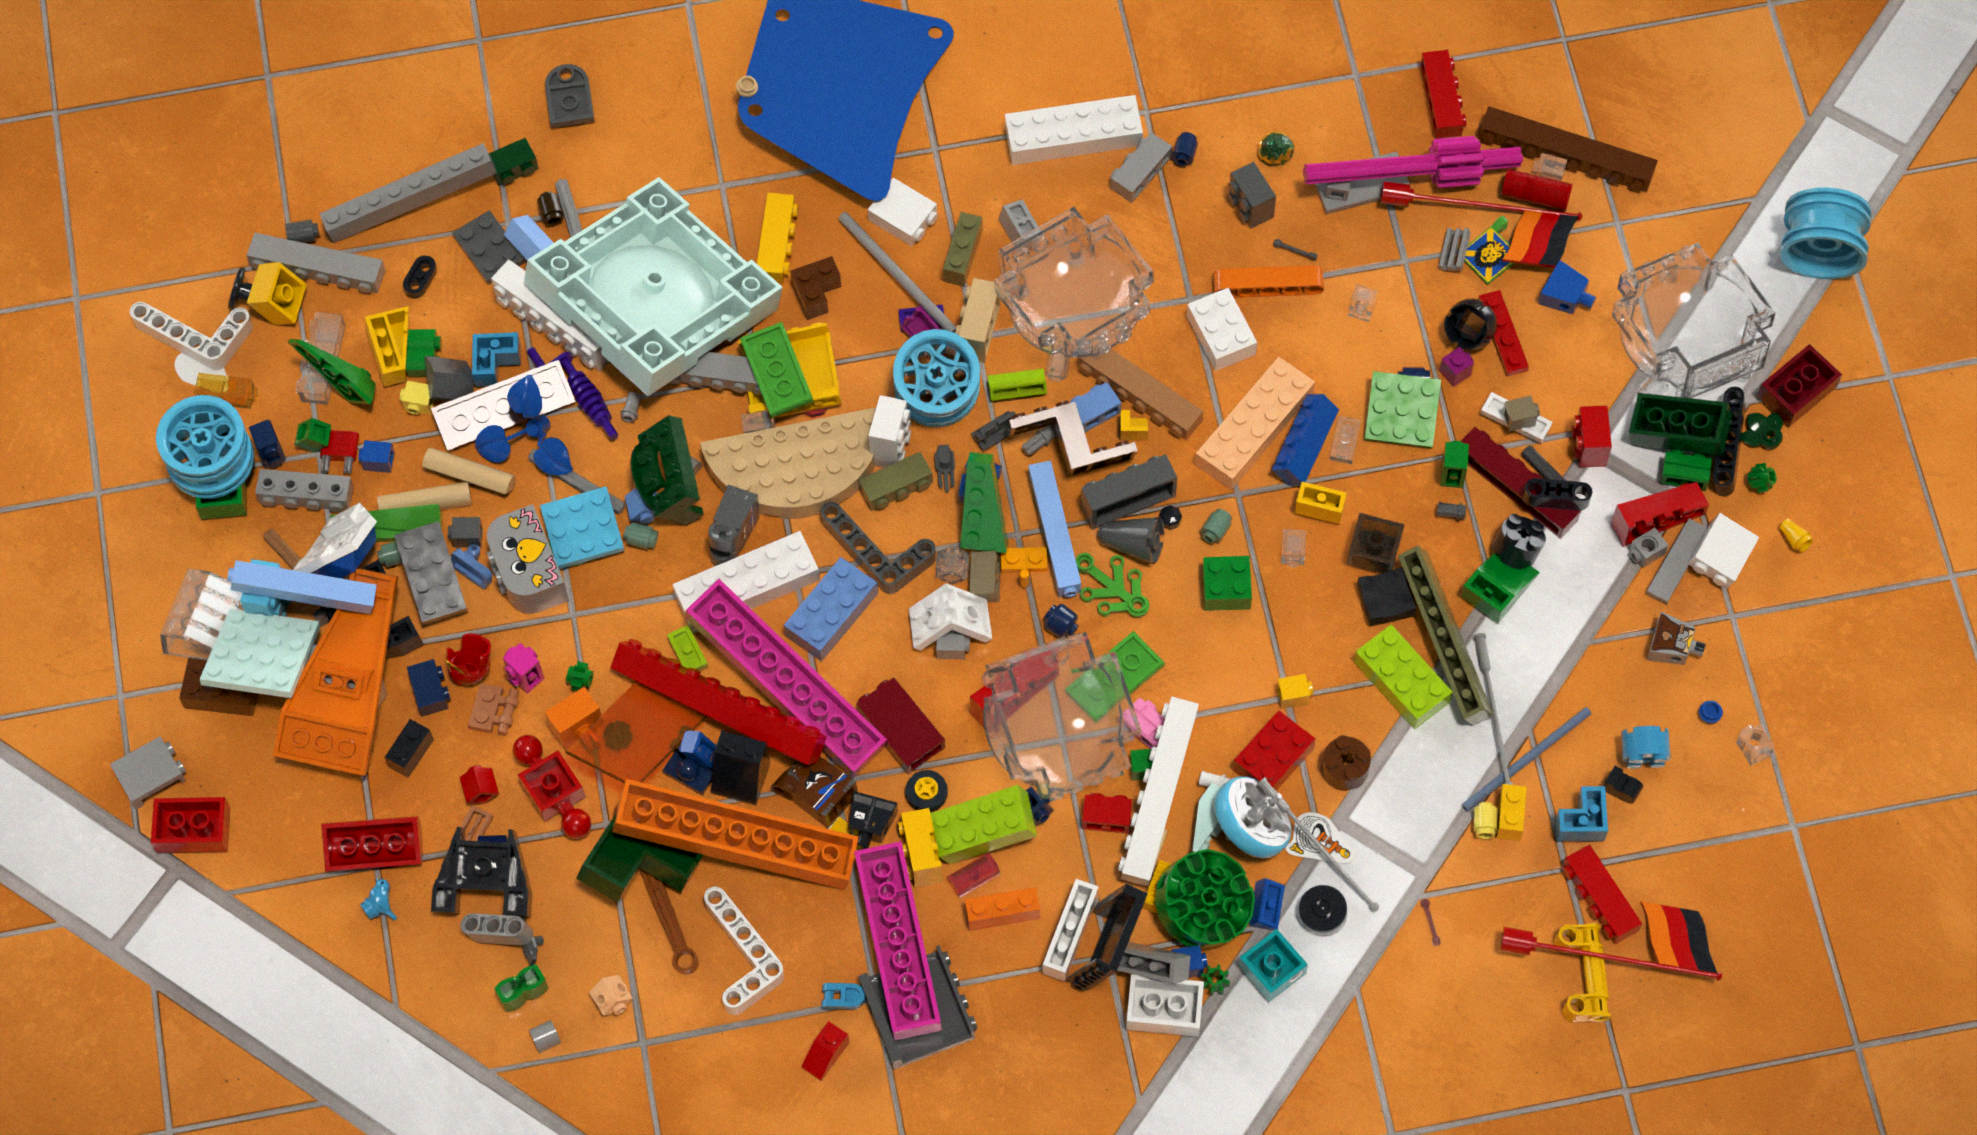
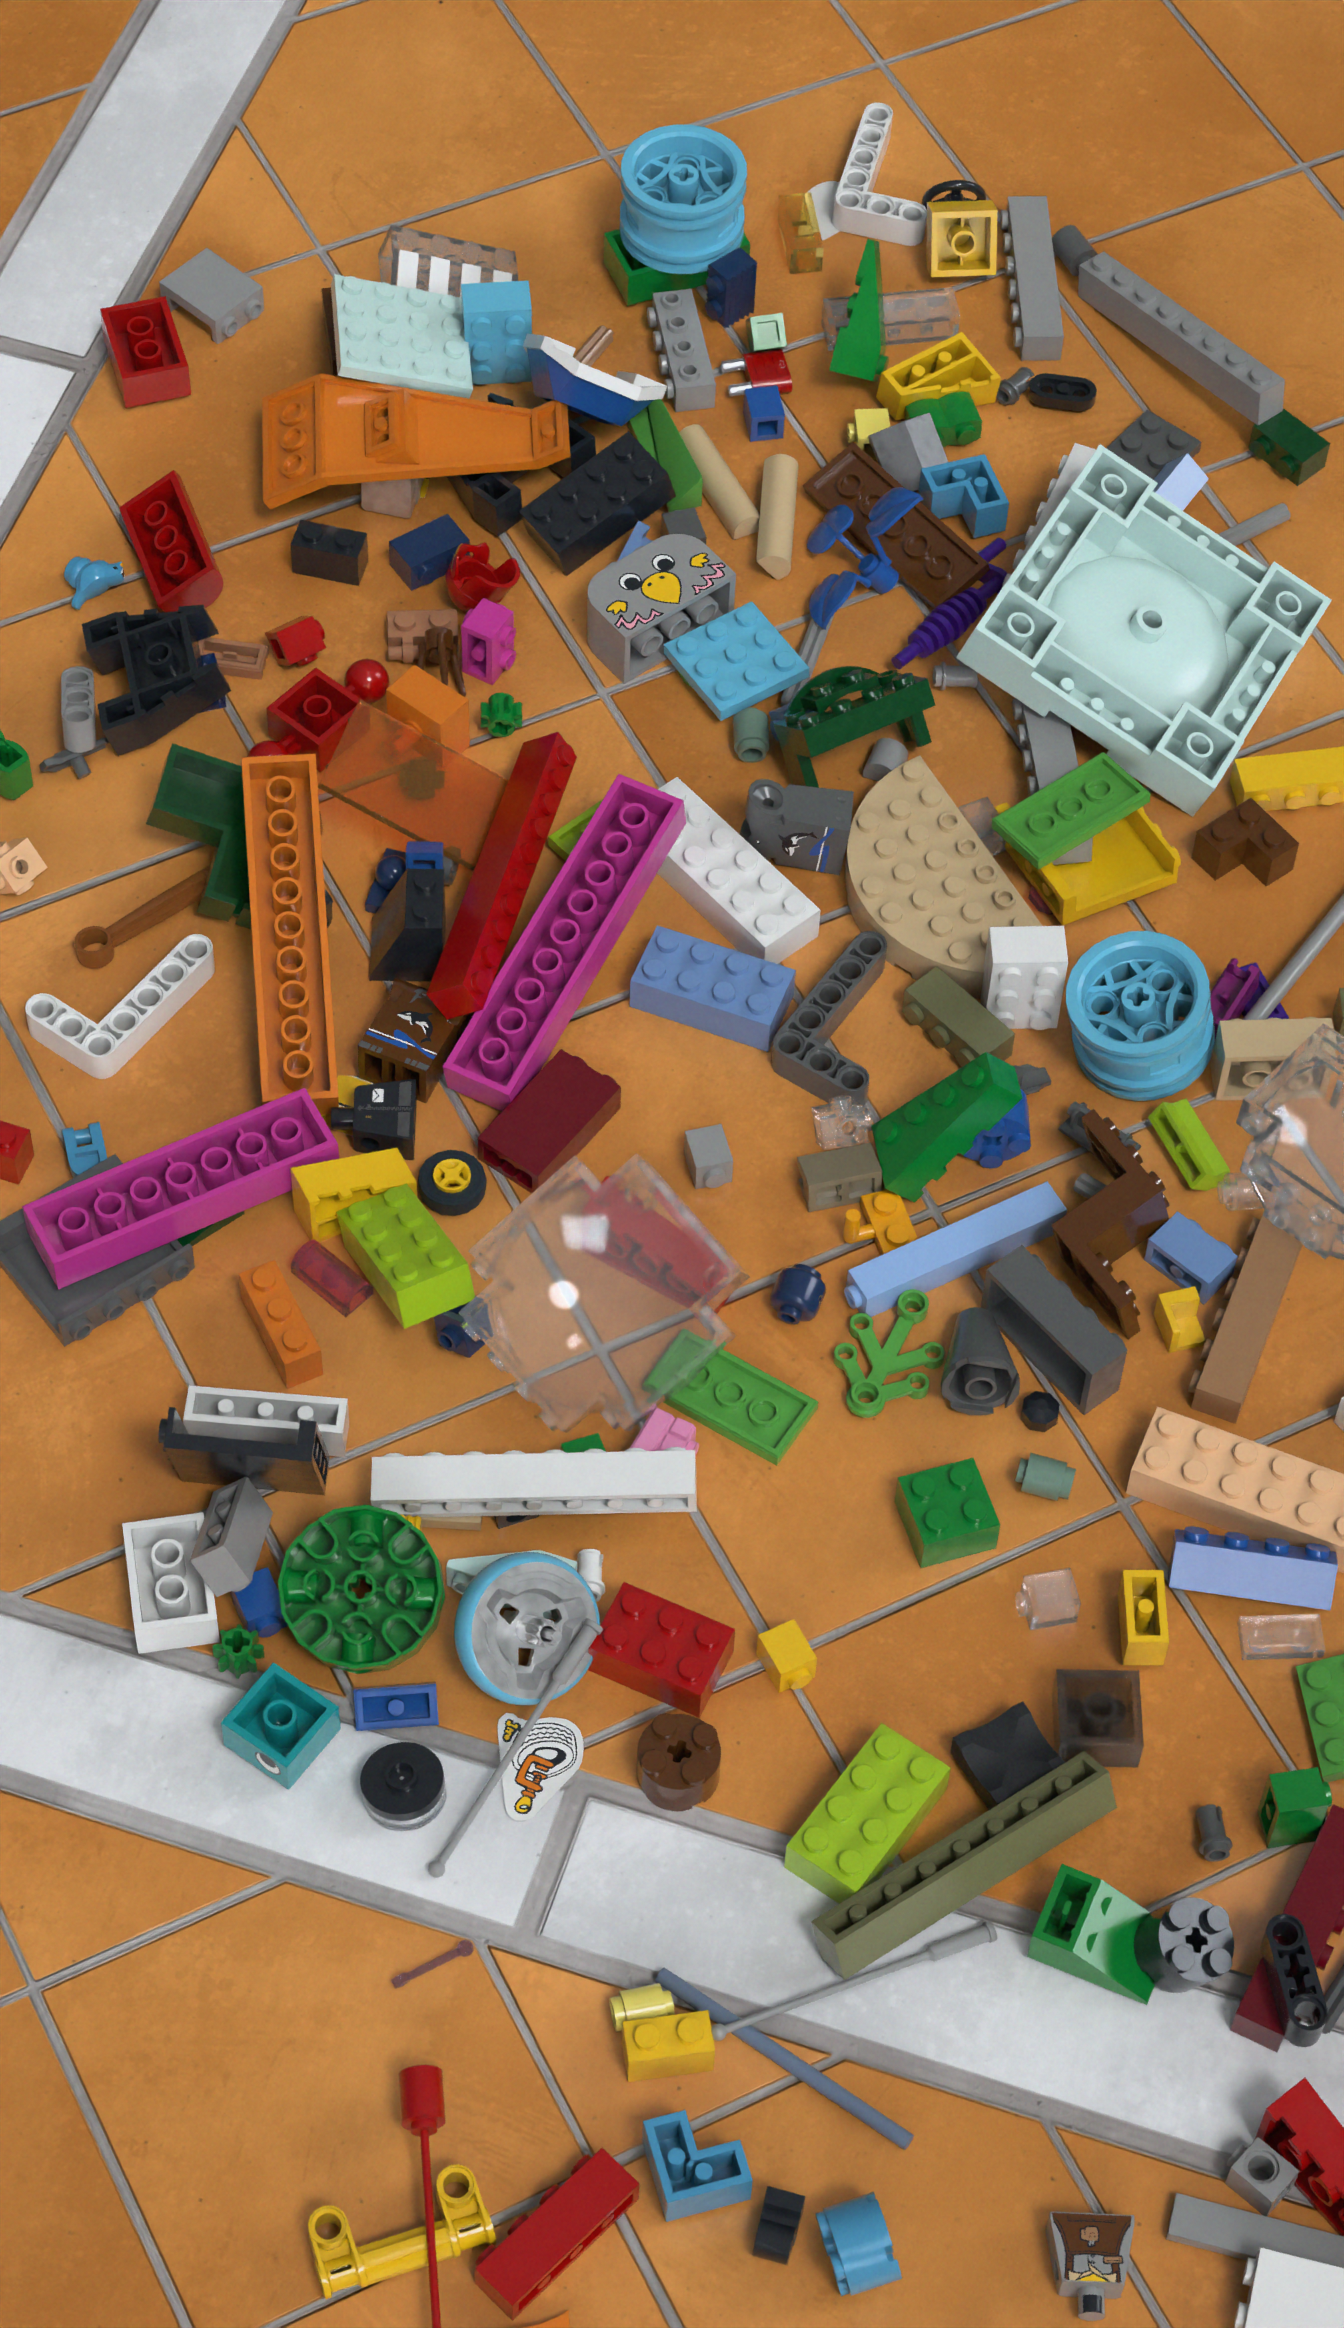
camera: 70 degrees right, 10 degrees down
(302, 587) = (502, 340): light blue brick -> none
(403, 300) = (1011, 389): none -> dark grey pin
(517, 698) = (441, 649): none -> reddish brown plant
(550, 208) = (1233, 506): dark brown brick -> none
(946, 611) = (744, 1127): white bracket -> none
(1107, 813) = (485, 1420): red brick -> none

